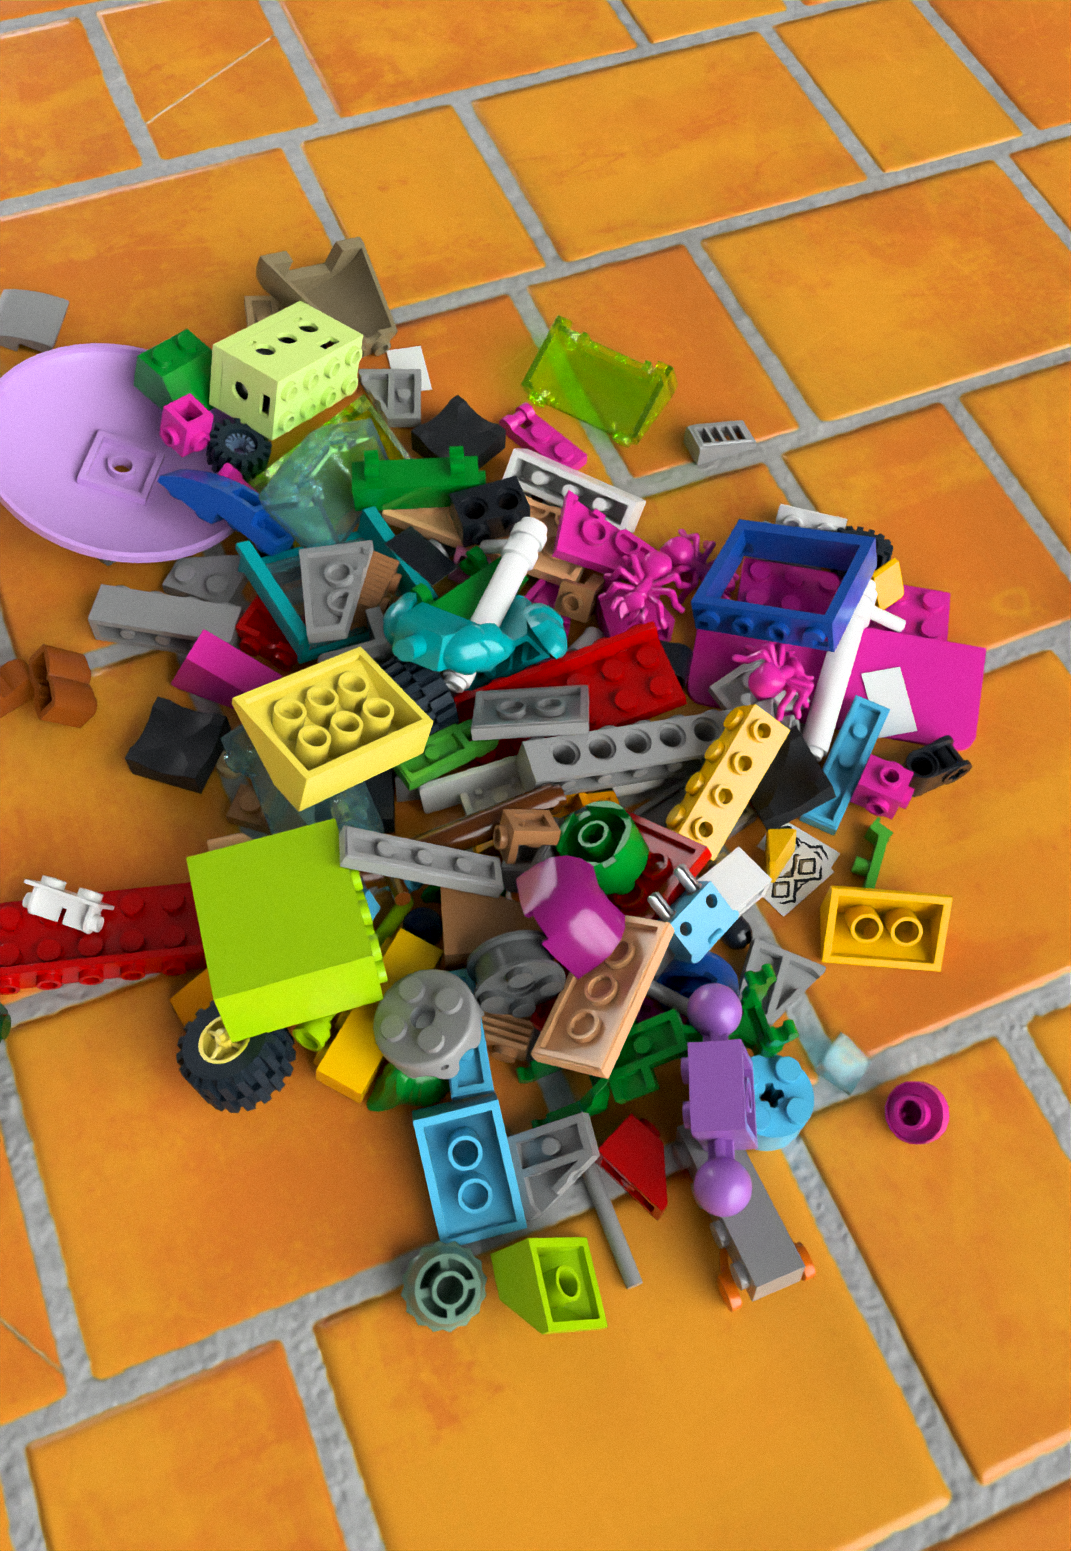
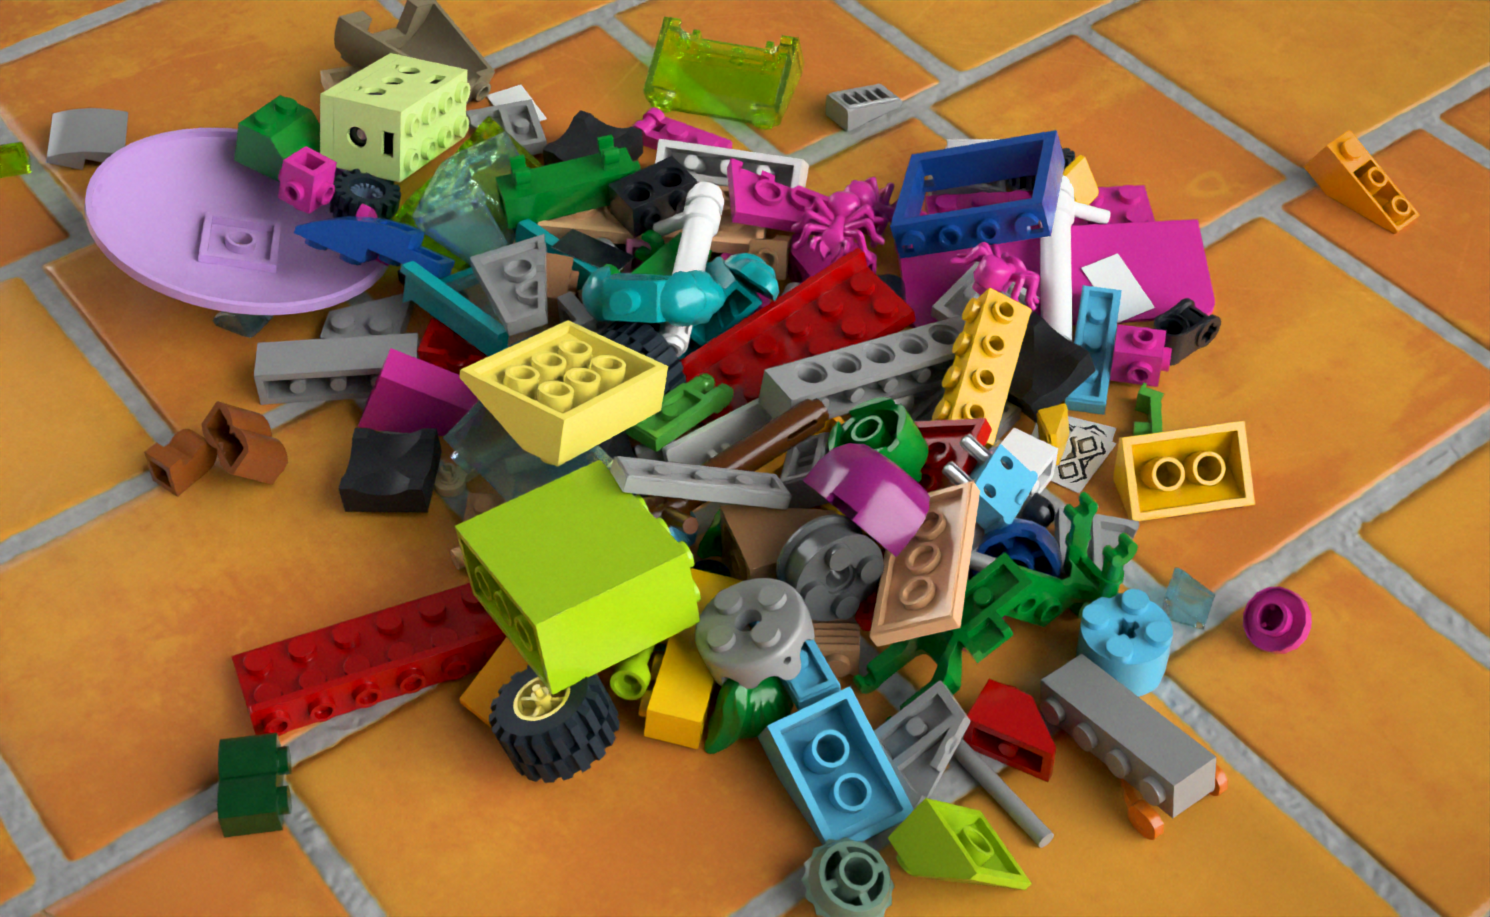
camera: 10 degrees left, 15 degrees down
(82, 907) = (338, 626): white hinge -> none
(525, 828) = (794, 439): medium nougat bracket -> none
(531, 712) = (761, 351): light grey tile -> none
(720, 1099) = (1079, 625): medium lavender brick -> none

